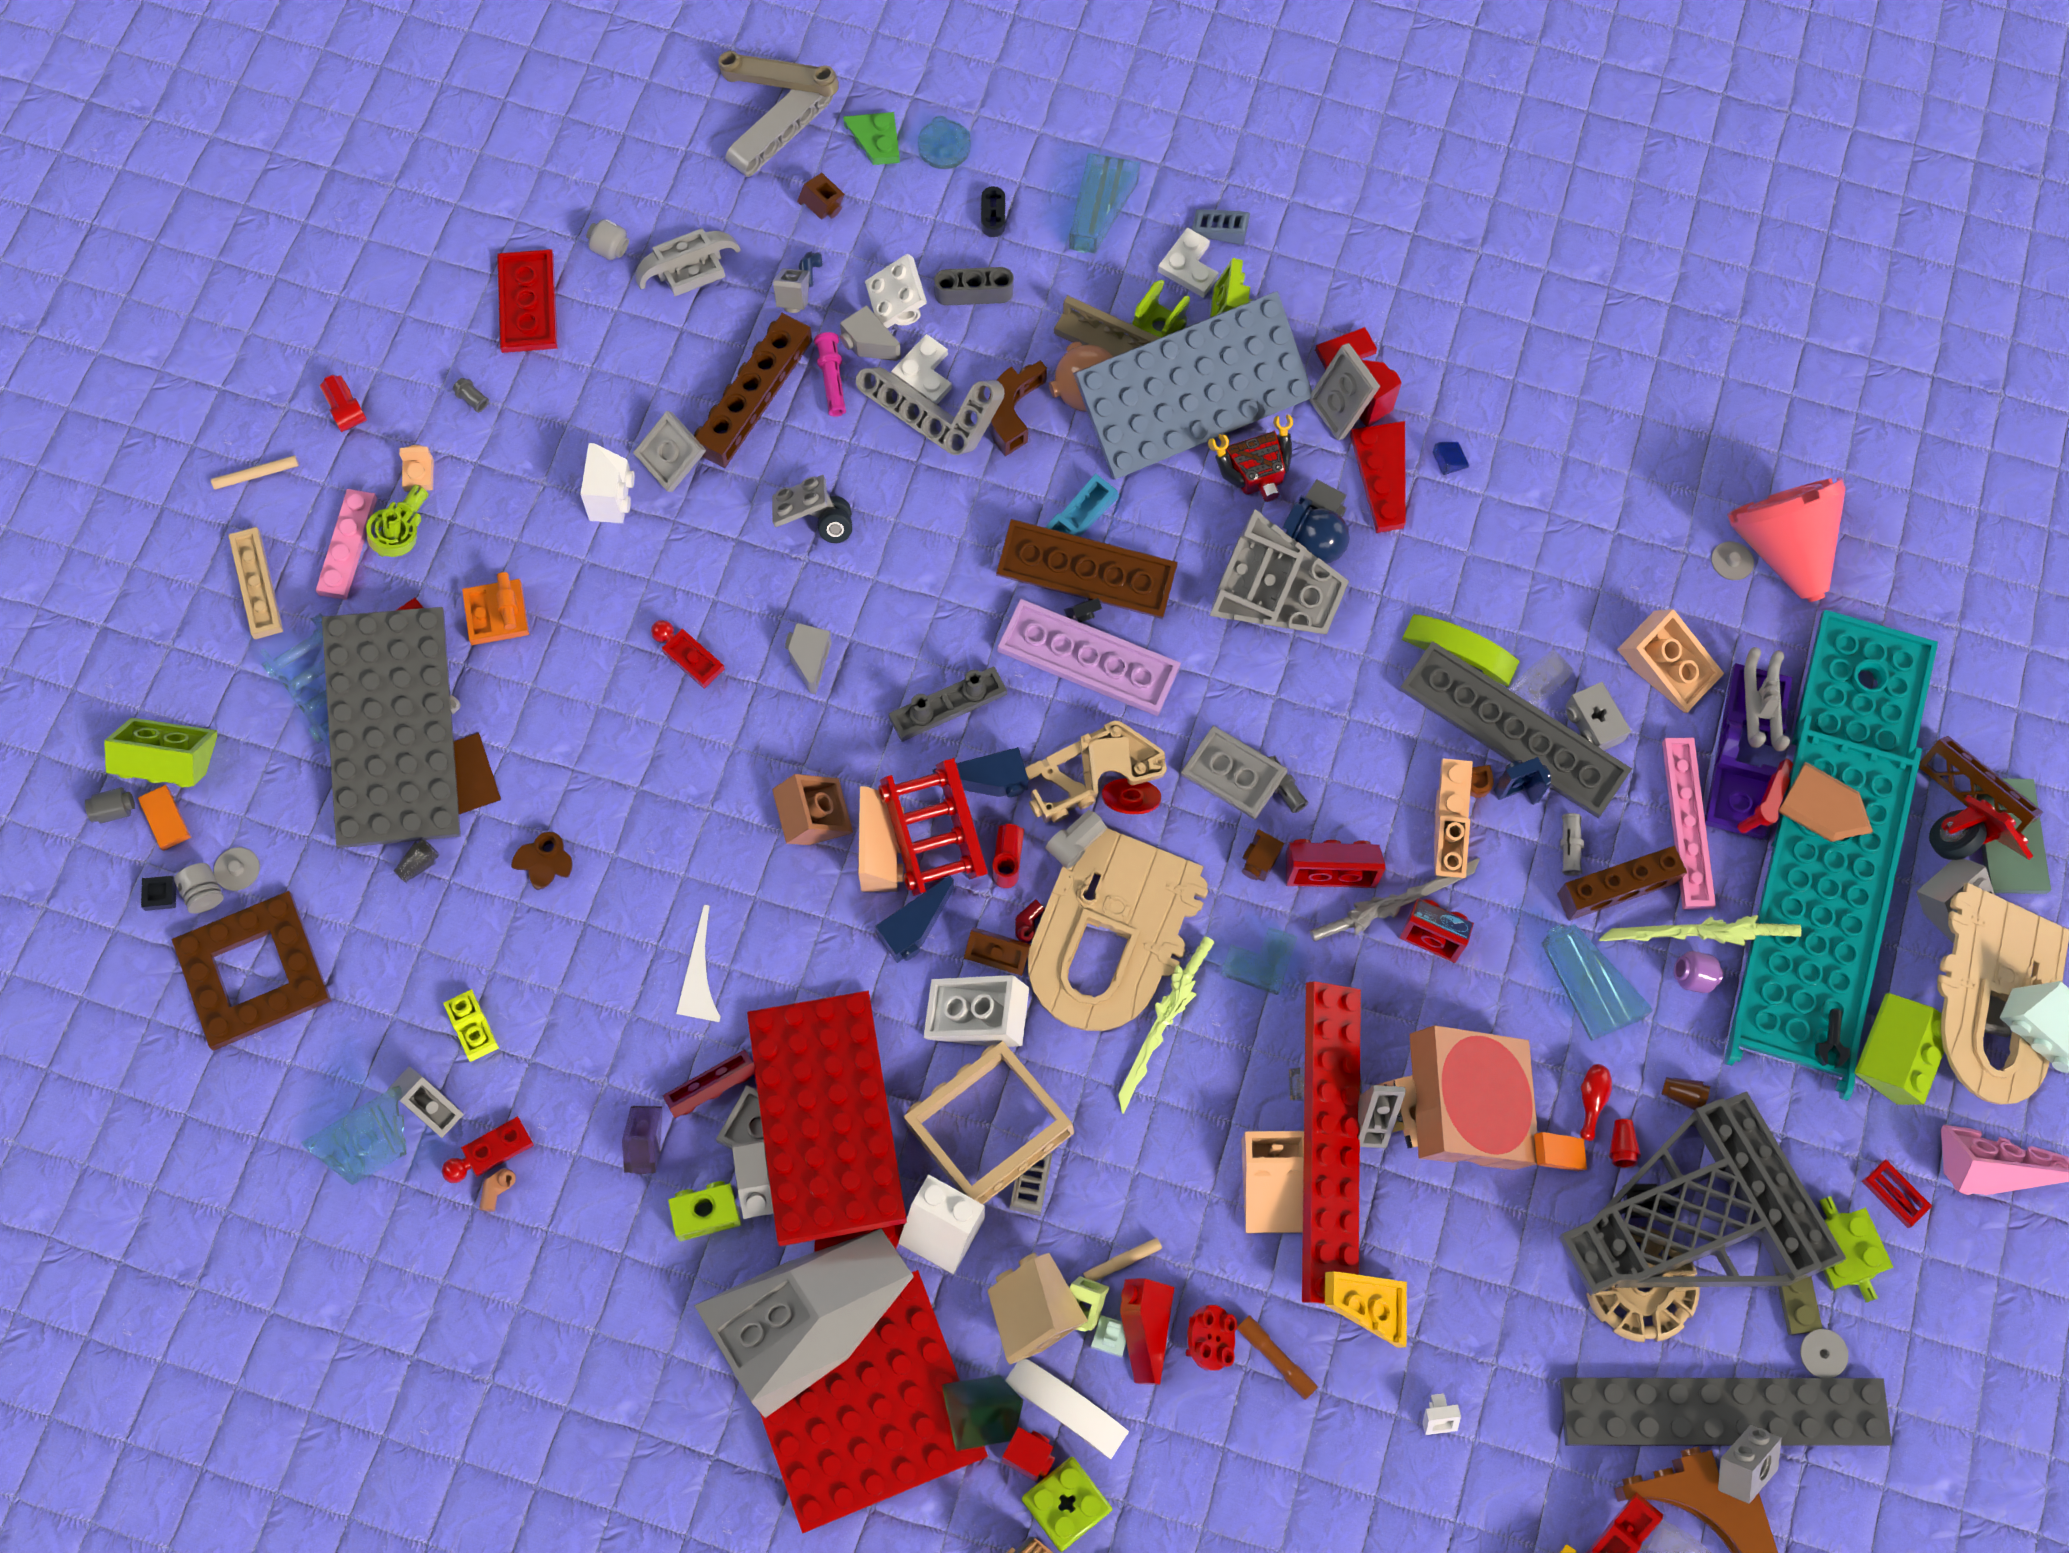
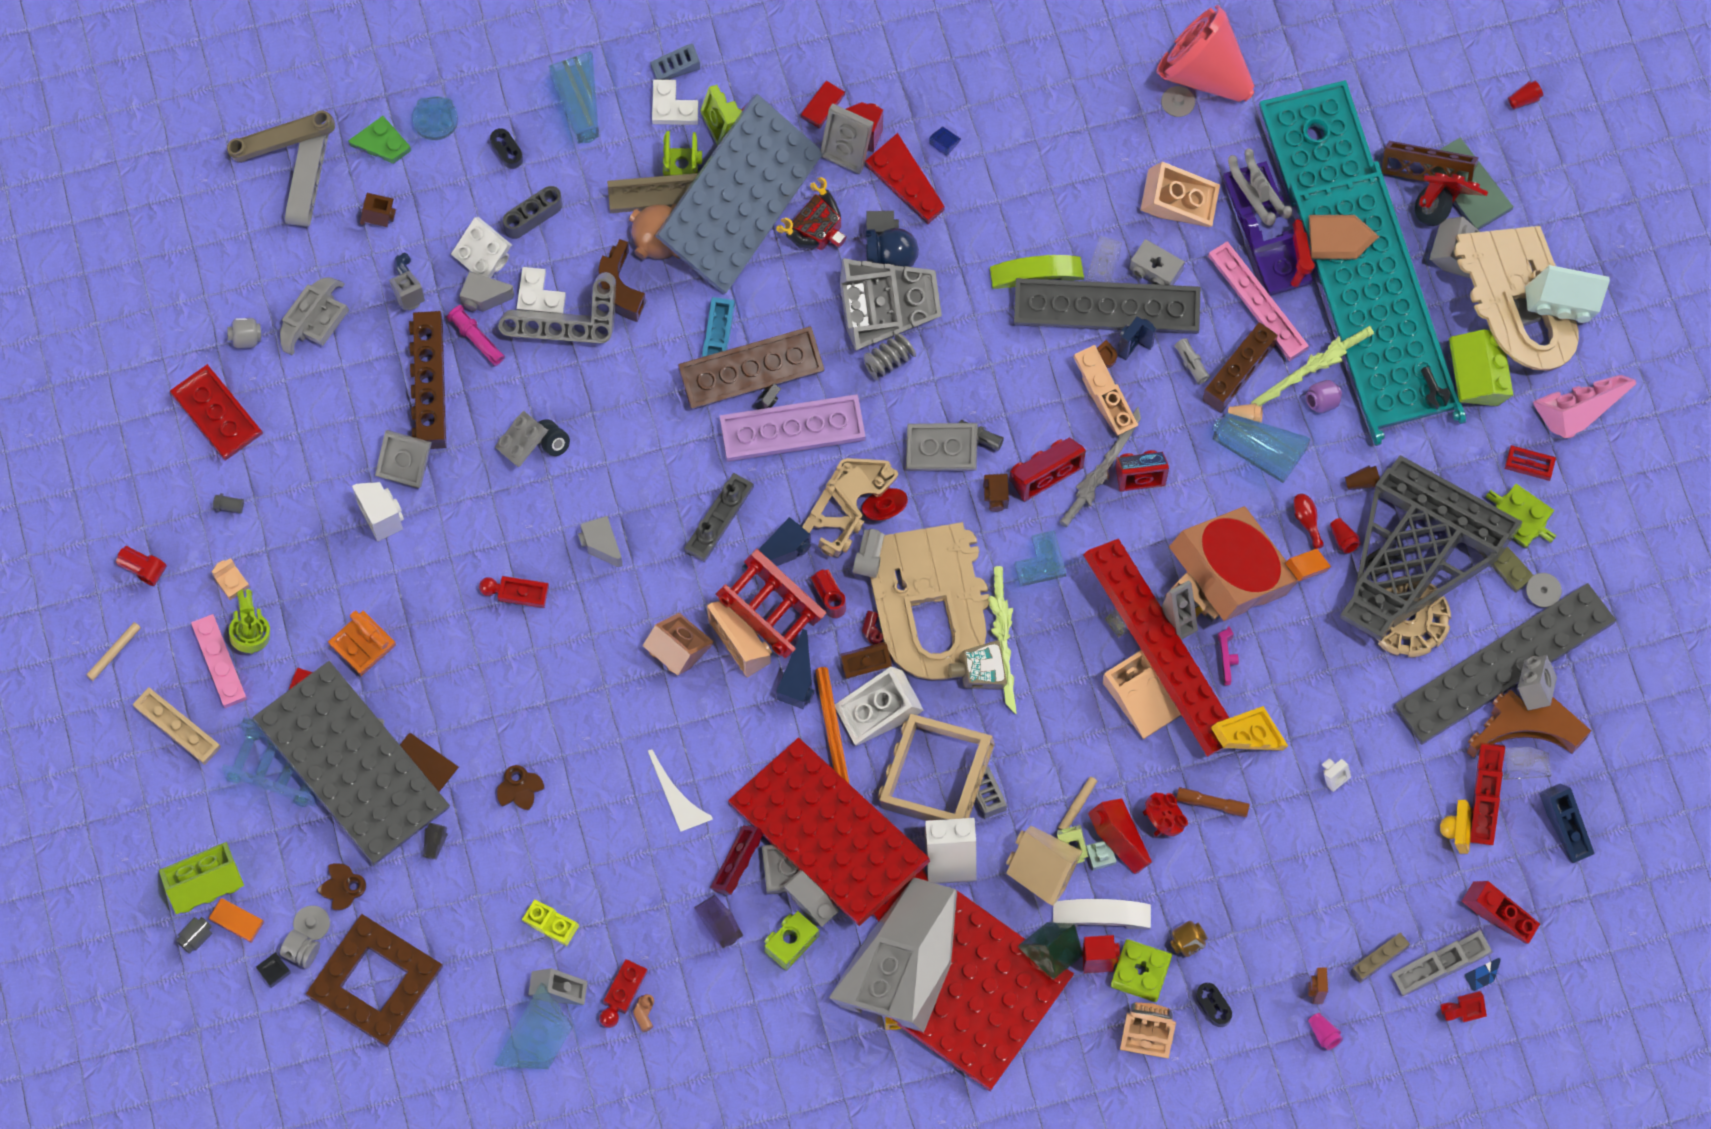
camera: 30 degrees left, 0 degrees up
(289, 849) = (339, 886): none -> reddish brown plate
(913, 1001) = (831, 722): none -> orange axle
(1115, 1037) = (981, 667): none -> torso
(1144, 1502) = (1188, 938): none -> pearl gold head
(1241, 642) = (888, 354): none -> light grey piece
(1399, 1202) = (1227, 659): none -> dark pink piece
(1600, 937) = (1248, 411): none -> light nougat cone

